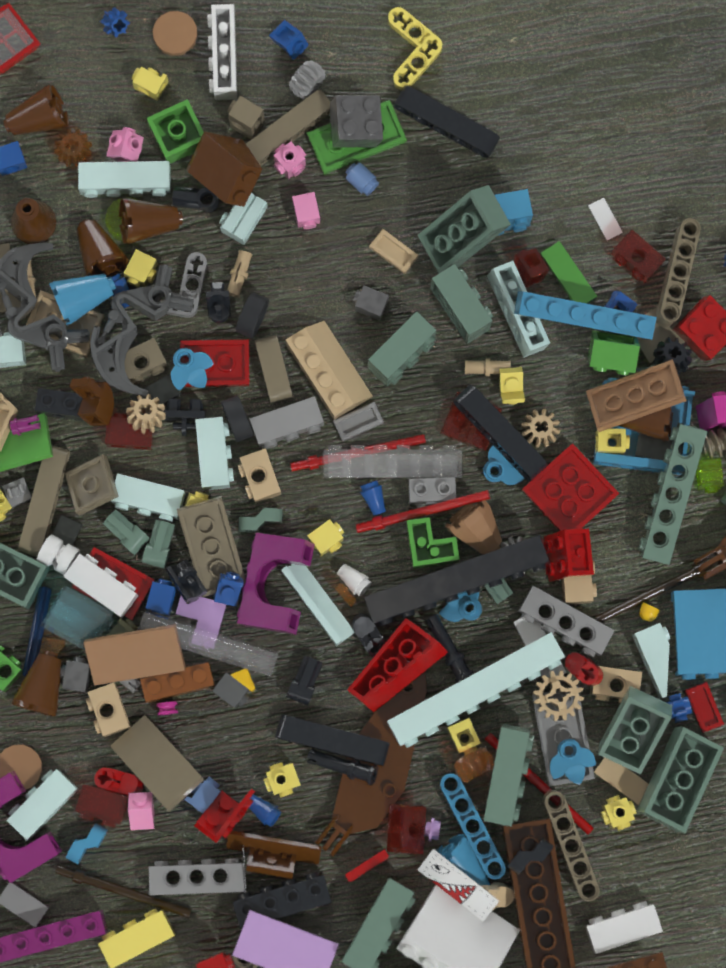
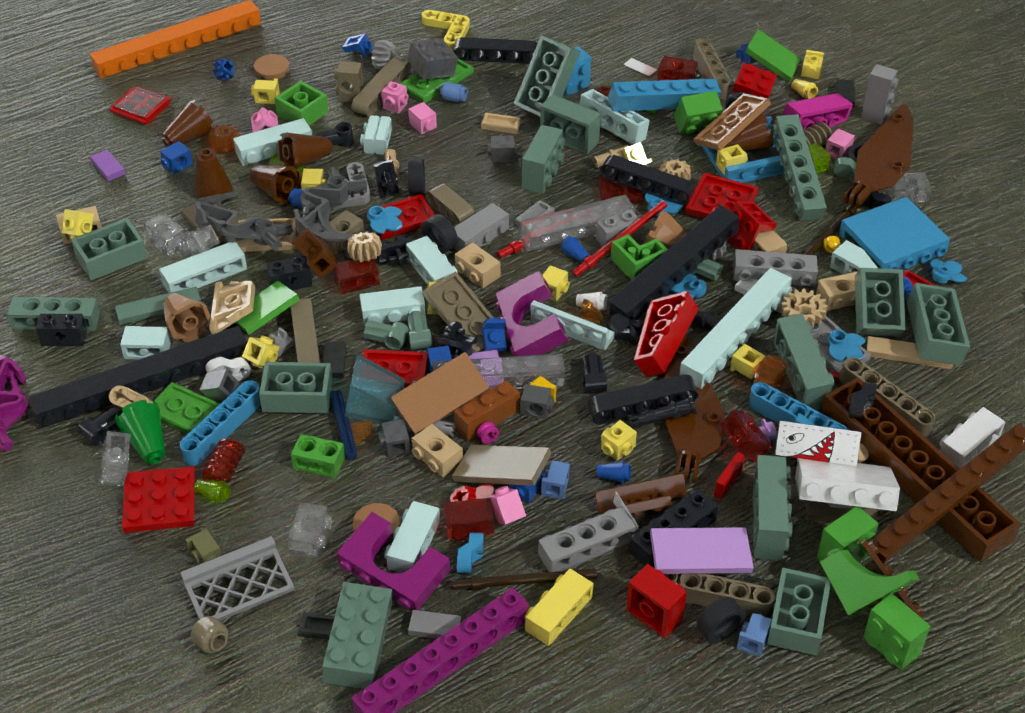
camera: 20 degrees left, 35 degrees down
(23, 425) = (265, 287): magenta pin -> none
(41, 685) = (367, 453): reddish brown cone -> none
(57, 554) = (330, 352): white wheel -> none
(81, 295) = (272, 200): dark azure cone -> none
(91, 484) = (341, 310): dark tan tile -> none
(101, 584) = (398, 361): white brick -> none
(223, 815) = (580, 484): red bracket -> none
(224, 52) = (314, 59): white brick -> none
(225, 167) = (349, 100): reddish brown slope -> none
(266, 516) = (487, 293): sand green piece -> none
(328, 369) = (483, 191): tan slope -> none
(584, 669) = (816, 281): red piece -> none
(609, 812) = (906, 365): light yellow brick -> none

